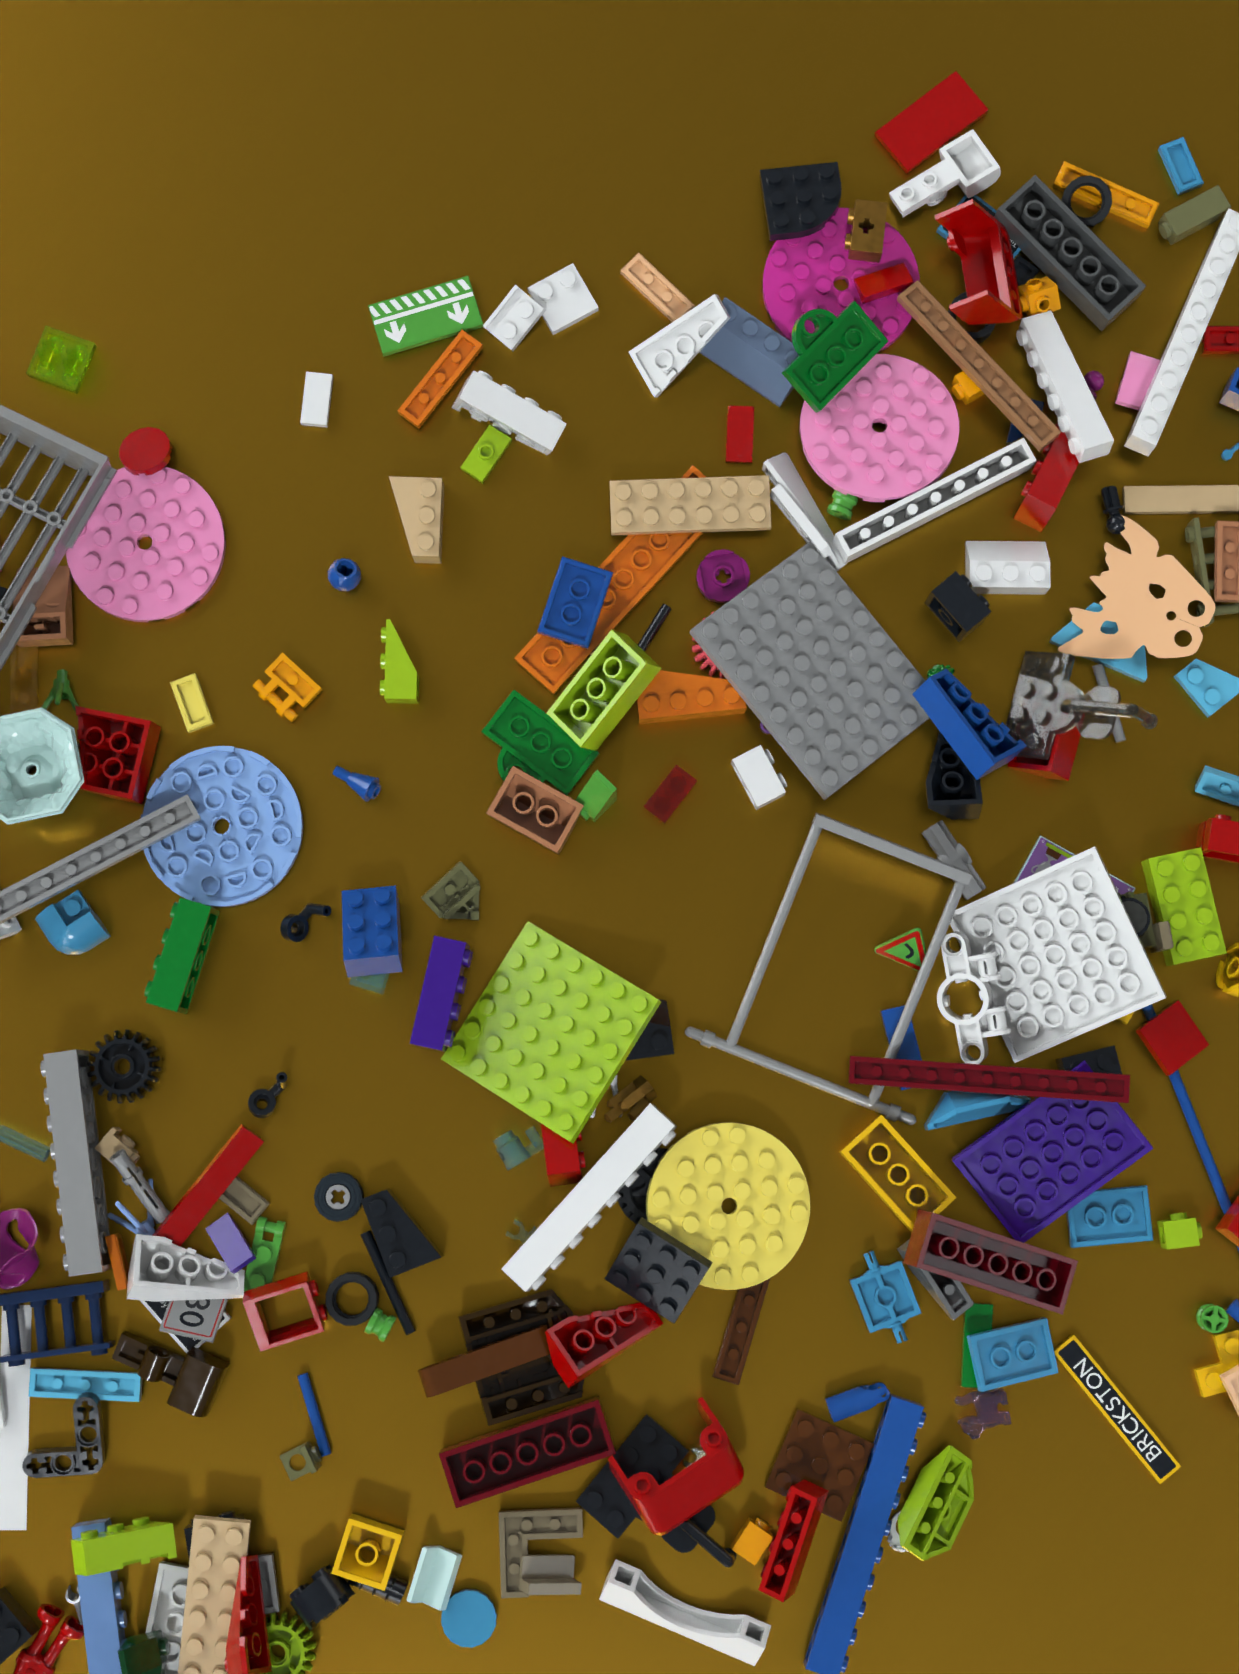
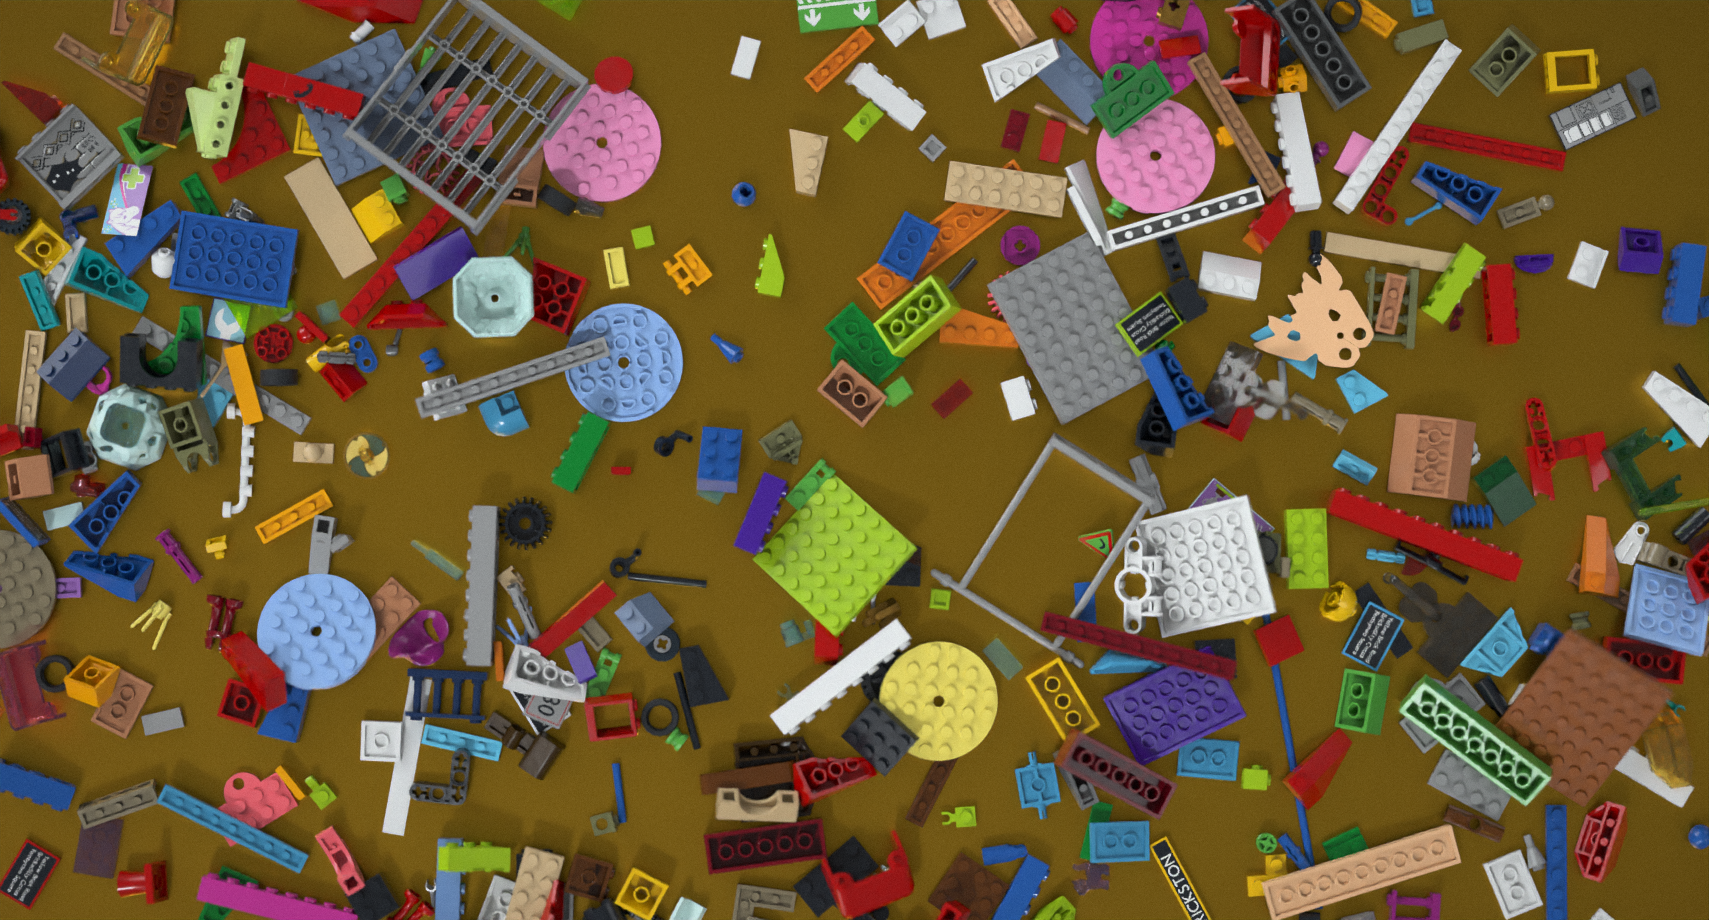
camera: 15 degrees right, 5 degrees up
(95, 626) = (557, 200): none -> black tyre
(140, 631) = (588, 208): none -> clear smoke cone
(220, 656) = (643, 237): none -> lime tile
(243, 971) = (621, 470): none -> red tile
(291, 1542) = (589, 877): none -> reddish brown plate
(307, 1166) = (644, 618): none -> sand blue slope
(330, 1108) = (667, 580): none -> black bar
(500, 944) = (809, 484): none -> bright green plate
(536, 1396) = (780, 807): none -> tan arch
(583, 471) = (932, 148): none -> light grey plate
(688, 430) = (1015, 130): none -> dark red plate
(704, 1066) = (940, 599): none -> lime tile
(726, 276) = (1064, 20): none -> red brick
(744, 401) = (1062, 118): none -> medium nougat bar
(792, 1359) = (963, 816): none -> lime plate
(804, 1131) = (1002, 658): none -> clear light blue tile
(914, 647) = (1149, 324): none -> black tile
(928, 553) = (1172, 257): none -> black plate
(1176, 728) = (1327, 417): none -> dark tan pin
(1189, 409) = (1387, 183): none -> red beam

